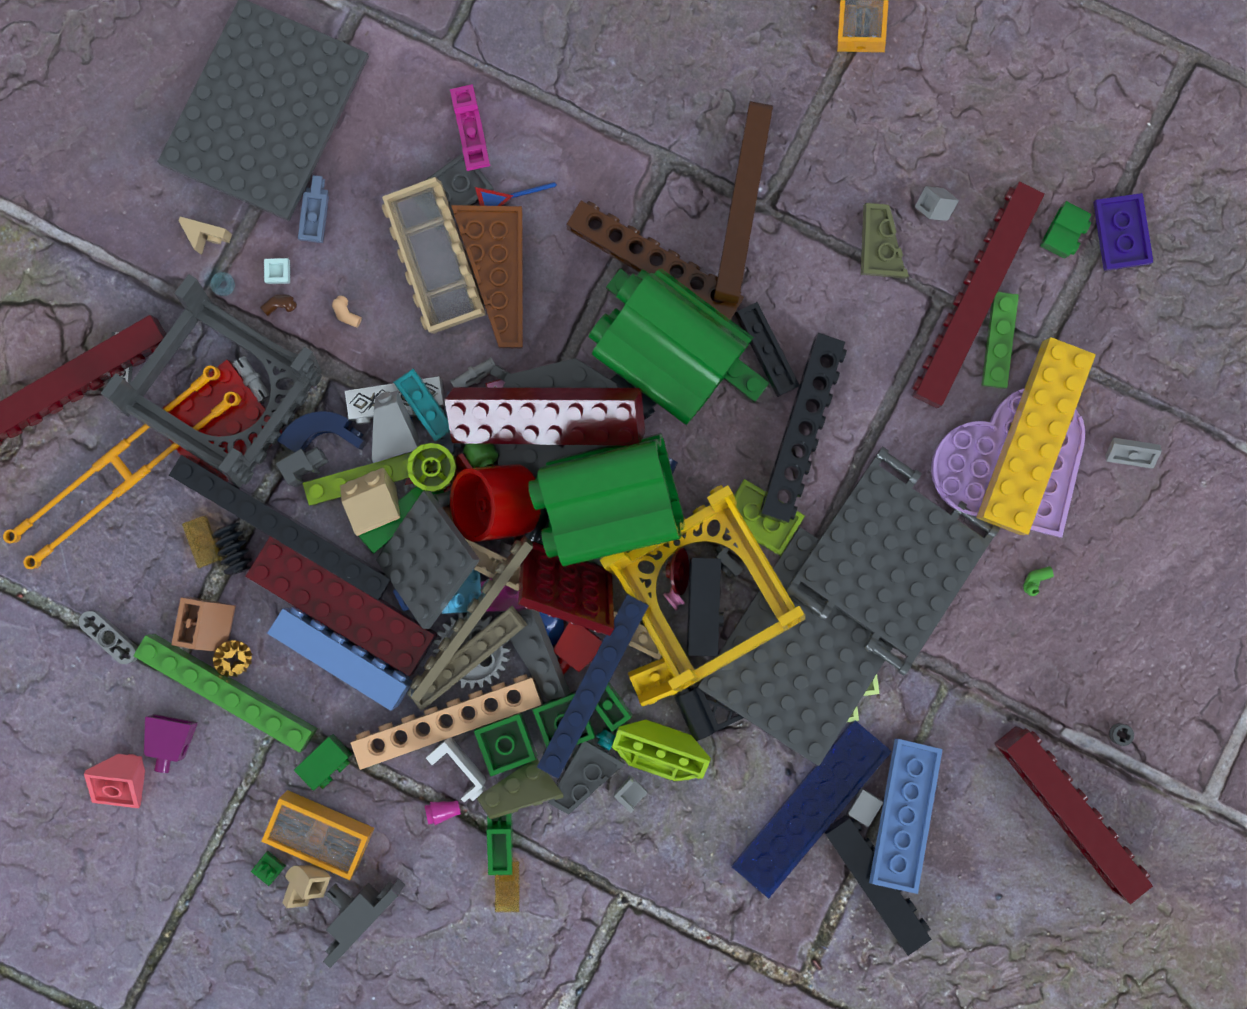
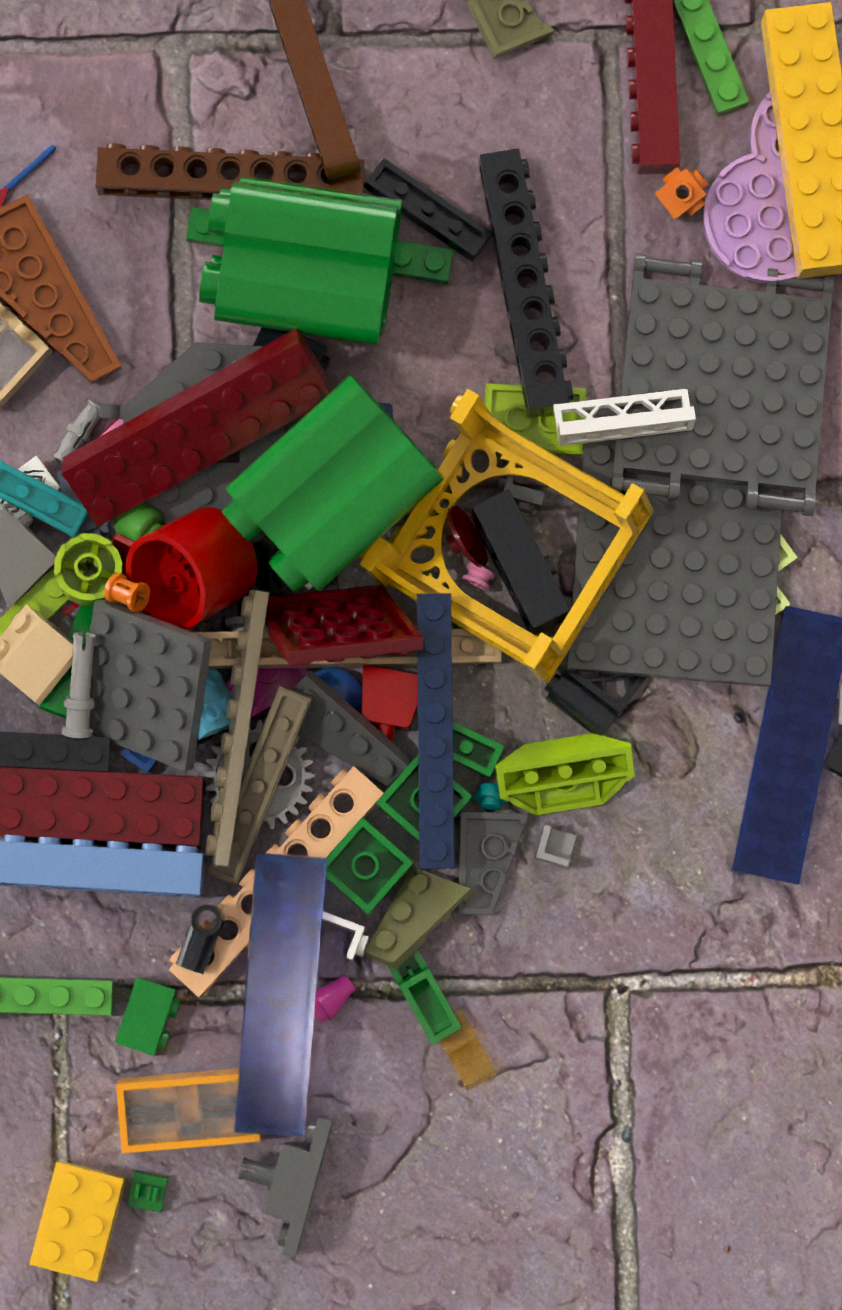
camera: 30 degrees left, 5 degrees down
(215, 865) = (78, 1221): none -> yellow brick
(304, 884) = (204, 1178): tan brick -> none
(378, 736) = (200, 942): none -> black piece
(382, 547) = (79, 701): none -> light grey pin
(407, 800) = (280, 994): none -> clear blue plate
(446, 497) = (127, 592): none -> orange bush
(652, 682) = (509, 692): yellow bracket -> none
(818, 557) = (624, 424): none -> white fence
(926, 430) = (670, 195): none -> orange brick

